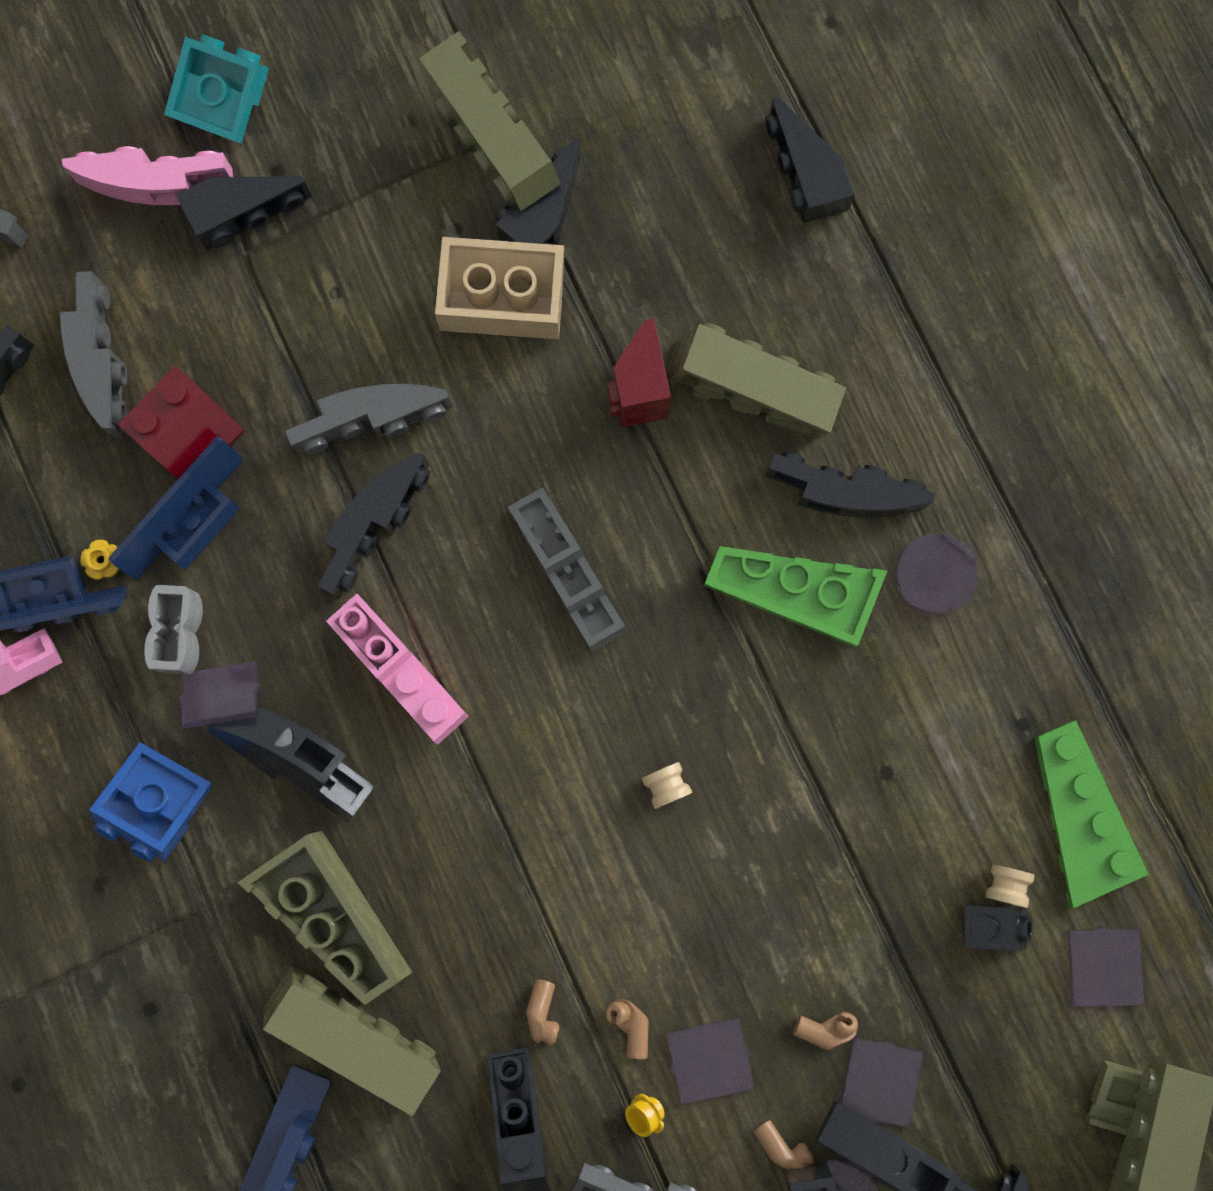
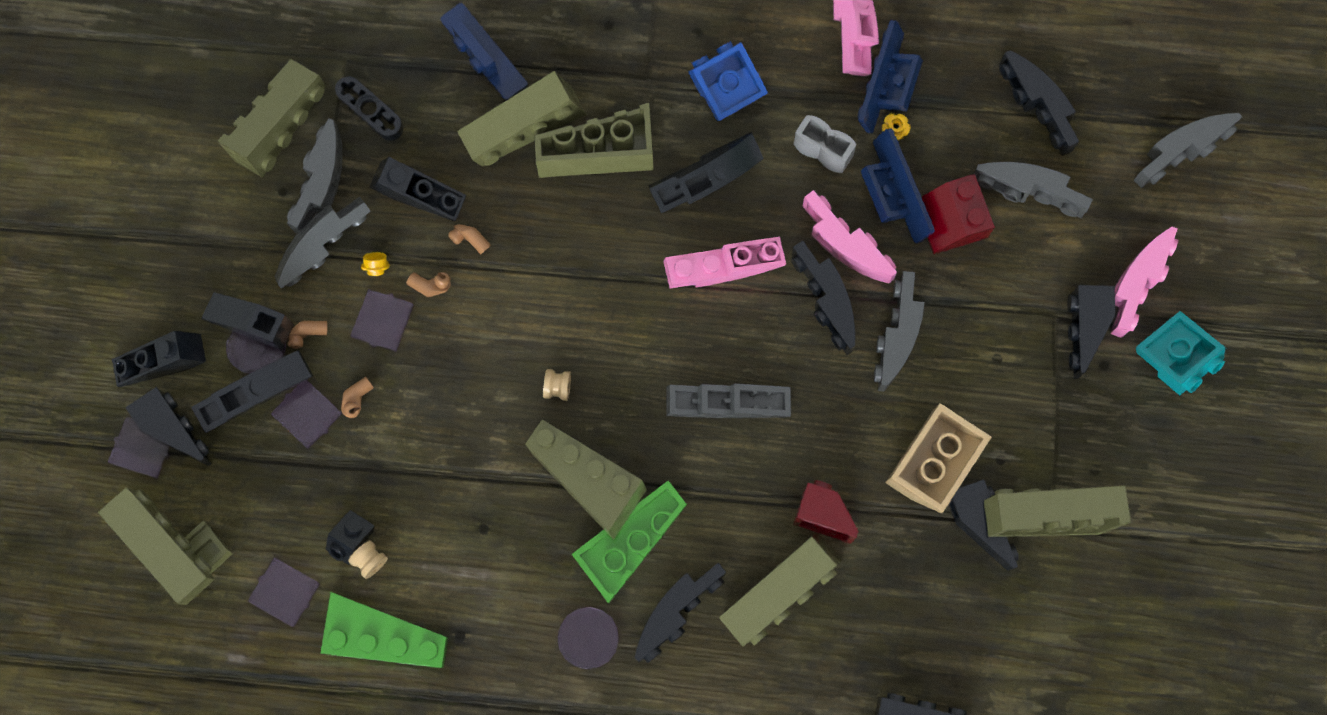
camera: 125 degrees right, 5 degrees down
(220, 695) = (769, 152): clear purple piece -> none
(294, 523) = (854, 249): none -> bright pink slope
(762, 670) = (591, 479): none -> olive wedge

